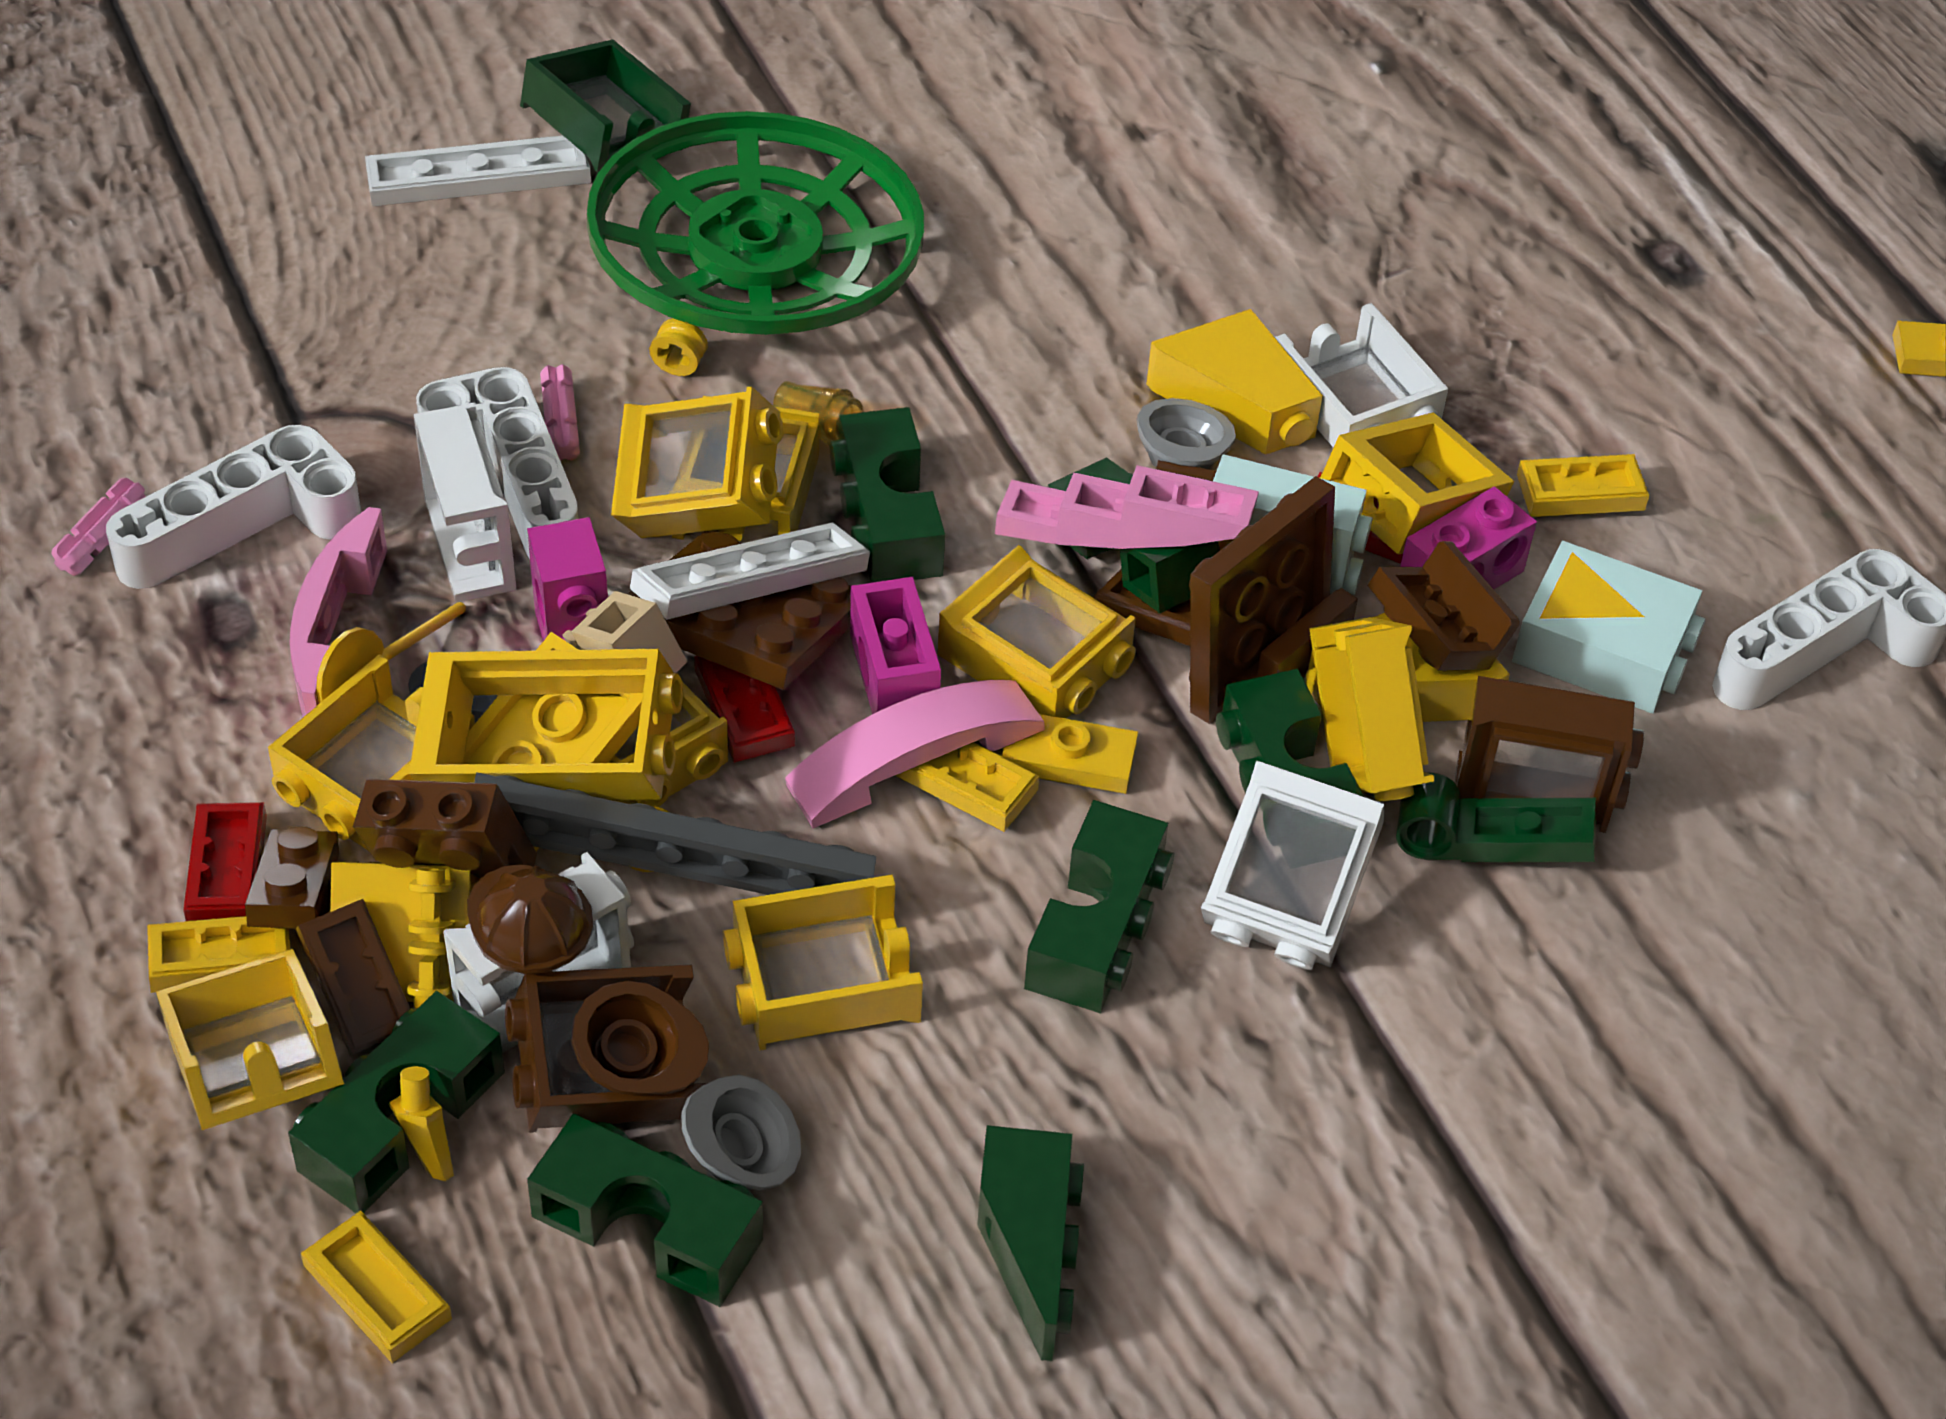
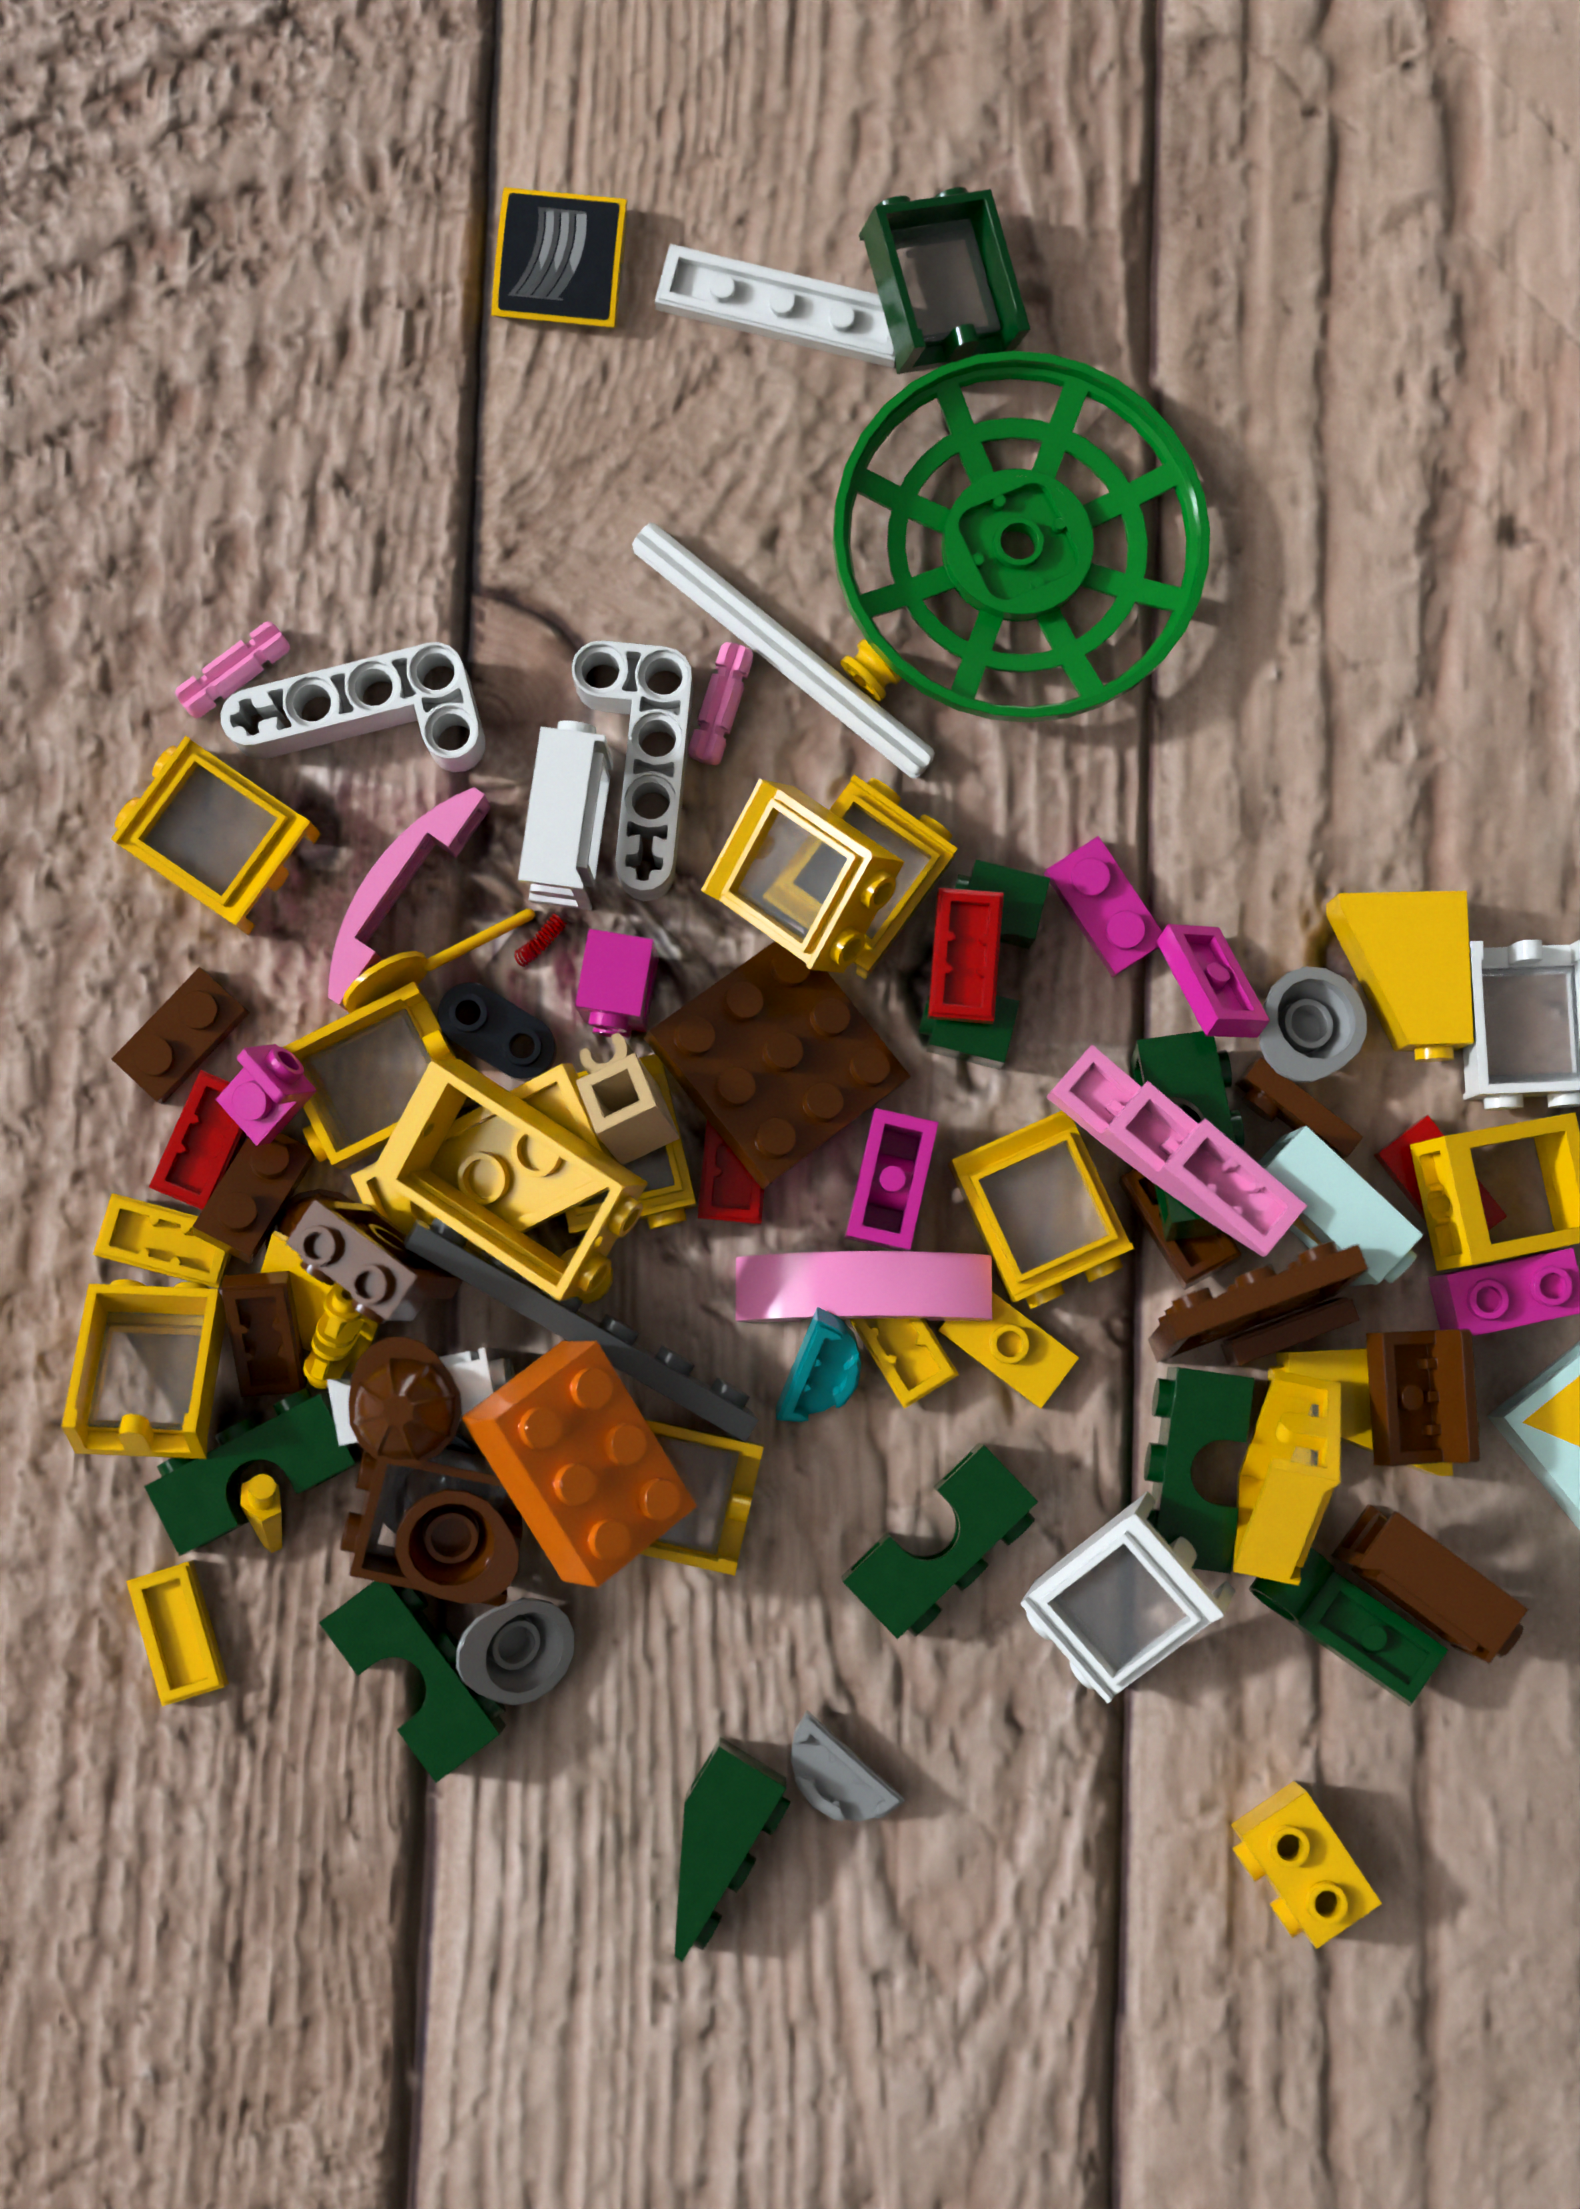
camera: 25 degrees right, 35 degrees up
(132, 635) = (211, 832): none -> window
(162, 799) = (180, 1035): none -> reddish brown plate
(274, 771) = (266, 1092): none -> dark pink bracket
(275, 191) = (559, 257): none -> slope
(473, 627) = (537, 943): none -> red leg
(584, 360) = (783, 650): none -> white axle
(724, 906) = (579, 1462): none -> orange brick
(749, 570) = (794, 1035): white tile -> none
(817, 399) = (973, 819): clear yellow cone -> none
(868, 464) = (965, 955): none -> red plate
(914, 814) = (823, 1370): none -> teal plate
(970, 437) = (1104, 906): none -> dark pink plate
(1102, 436) = (1212, 981): none -> dark pink plate
(1118, 1135) = (836, 1777): none -> light grey plate
(1590, 1024) = (1305, 1865): none -> yellow brick

